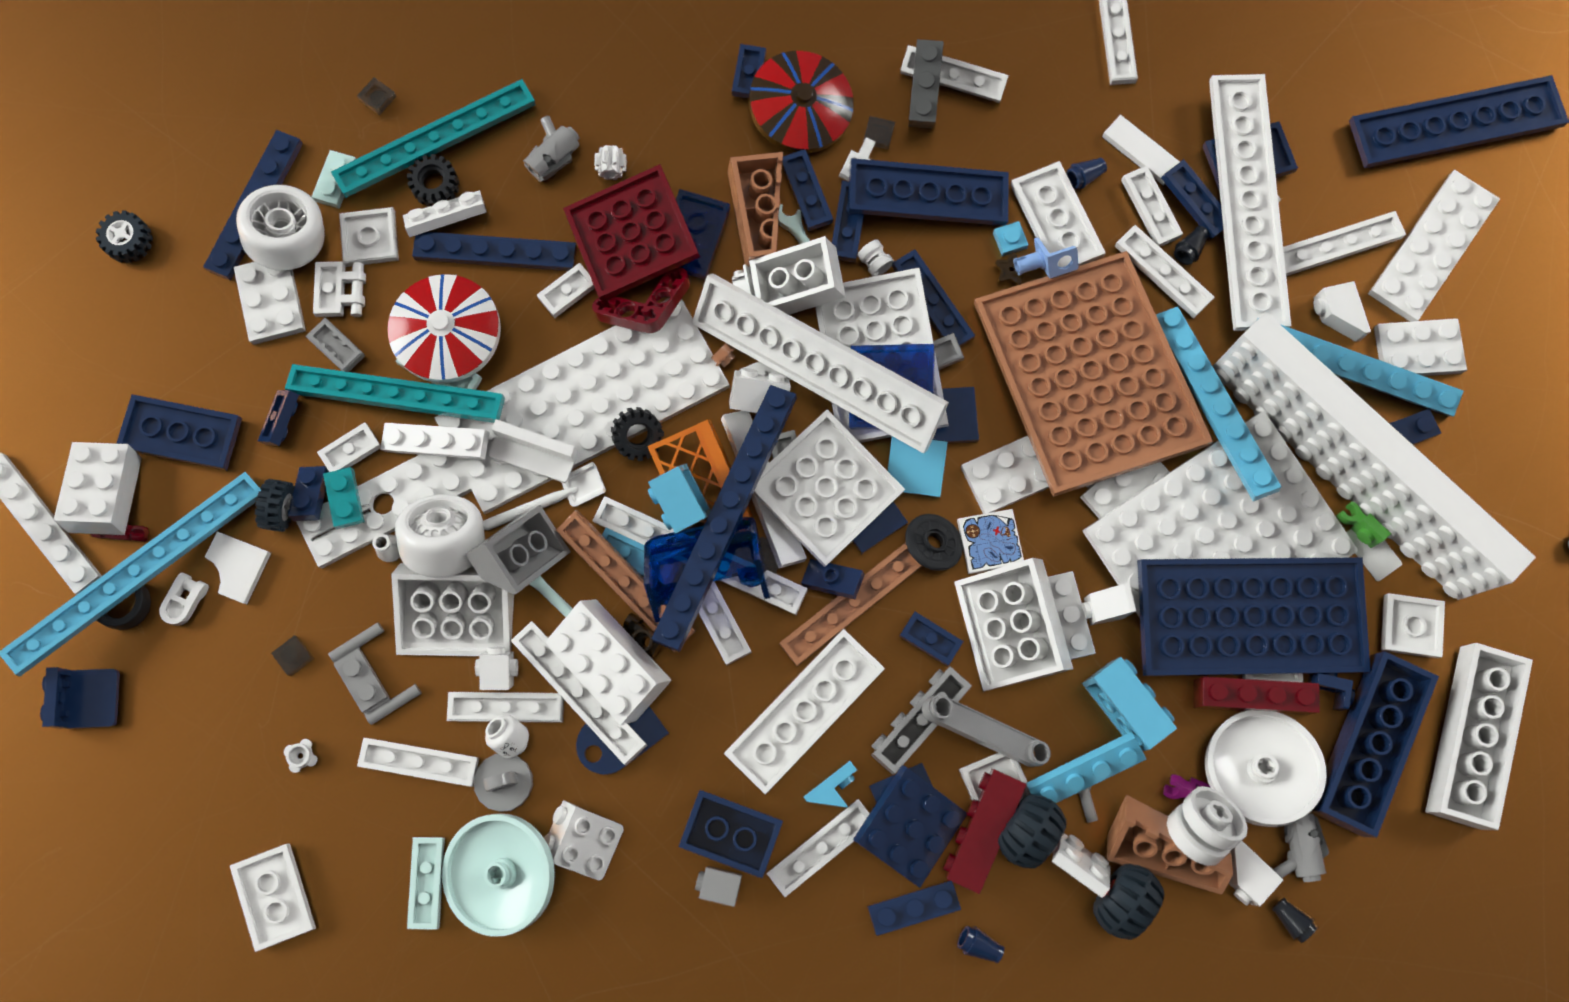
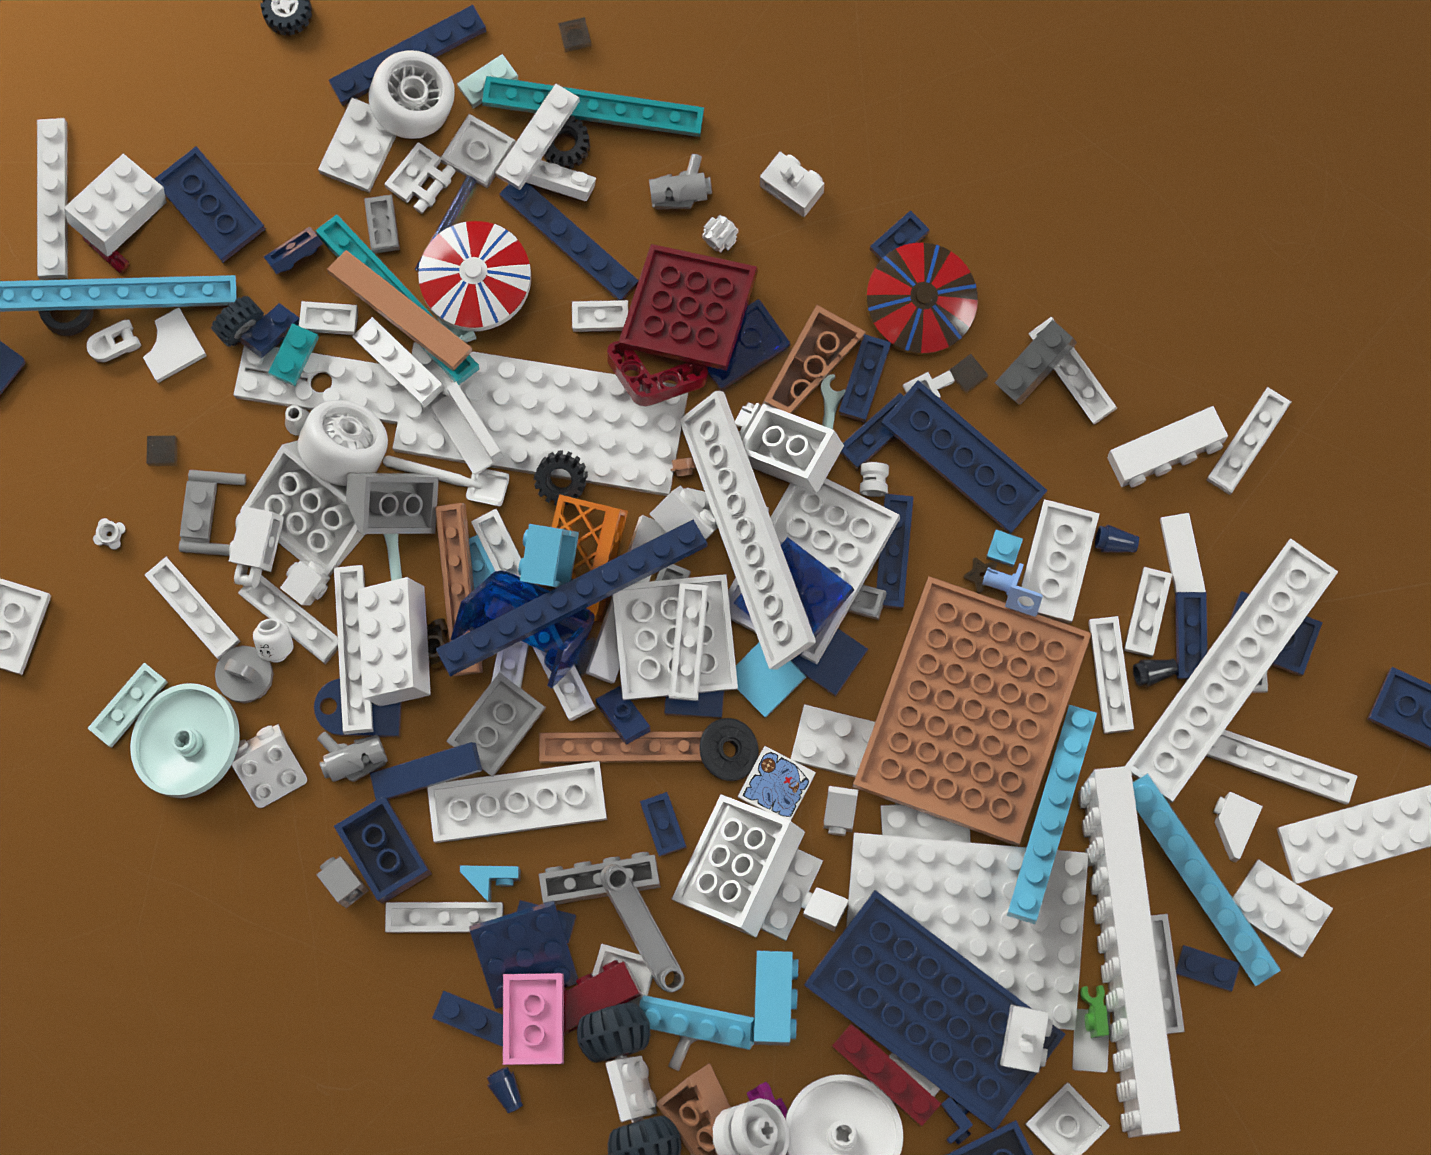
camera: 45 degrees right, 0 degrees up
(386, 300) = (454, 209): none -> clear blue bar
(404, 398) = (399, 310): none -> nougat tile
(409, 188) = (537, 136): none -> white plate
(430, 671) = (254, 544): none -> white brick
(635, 88) = (792, 183): none -> white brick
(647, 782) = (351, 760): none -> light grey piece
(716, 744) = (426, 771): none -> dark blue tile
(741, 662) = (497, 722): none -> light grey plate
(841, 482) = (688, 642): none -> white tile
(963, 872) = (533, 1019): none -> bright pink plate
(1057, 521) = (840, 810): none -> white slope
(1066, 78) = (1167, 447): none -> white brick
(1342, 583) = (1025, 1038): none -> white brick

